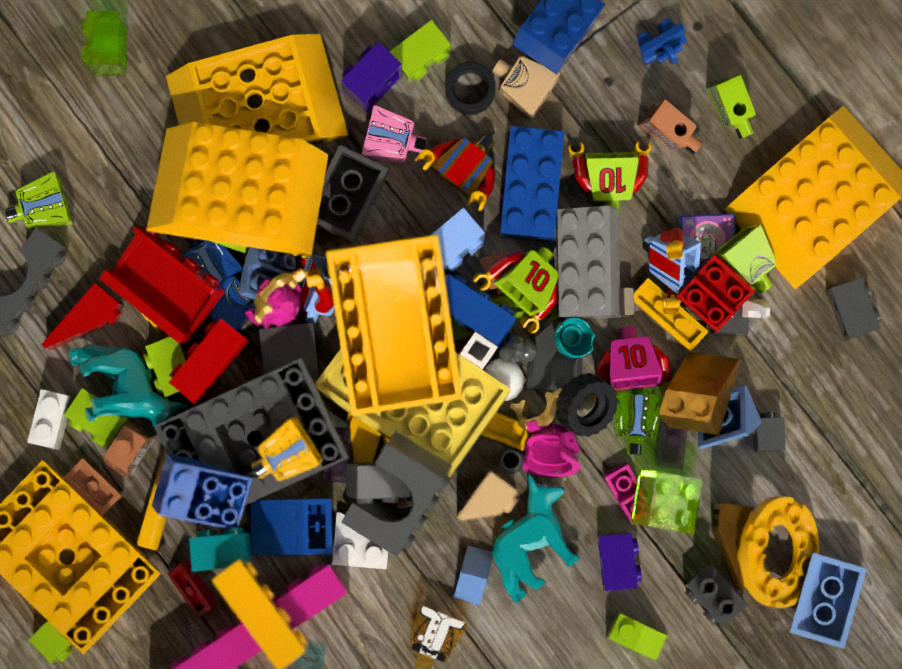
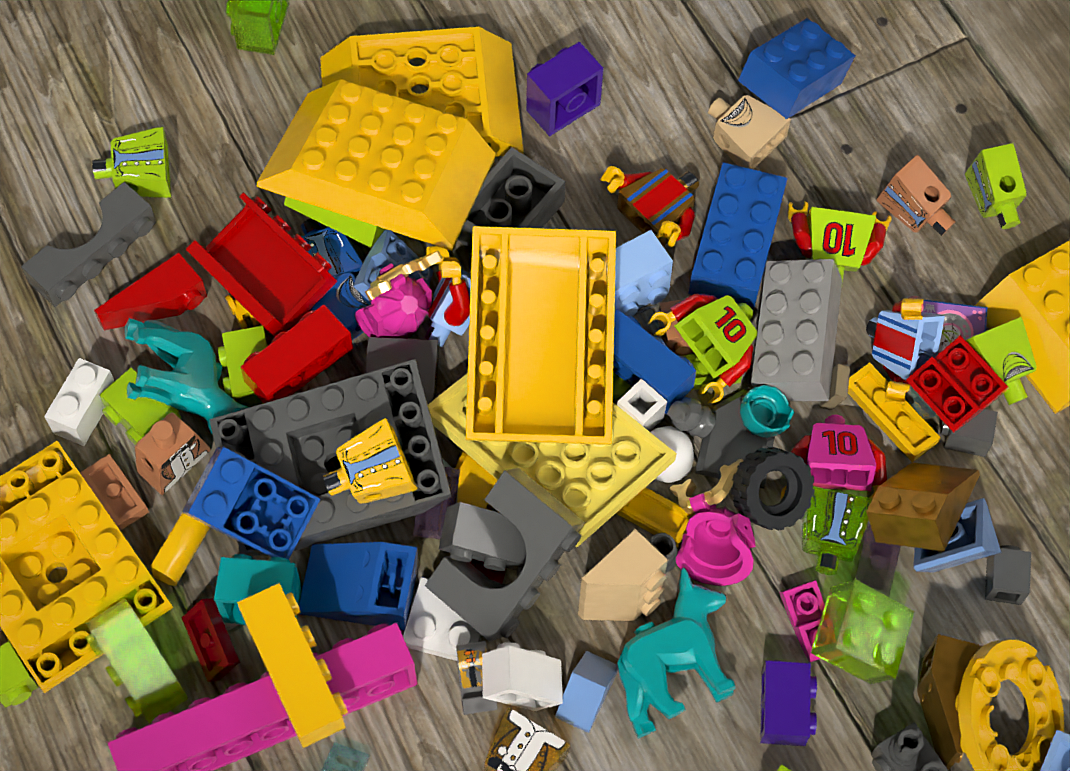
camera: 10 degrees right, 20 degrees down
(144, 621) = (135, 661): none -> clear neon green brick
(391, 137) = (575, 157): bright pink torso -> none
(392, 586) = (470, 677): none -> flat silver leg
(422, 51) = (630, 77): lime brick -> none
(425, 582) = (521, 677): none -> white brick
(455, 74) = (682, 104): black tyre -> none
(663, 46) = (919, 114): blue hips -> none
(756, 308) = (1005, 415): white slope -> none

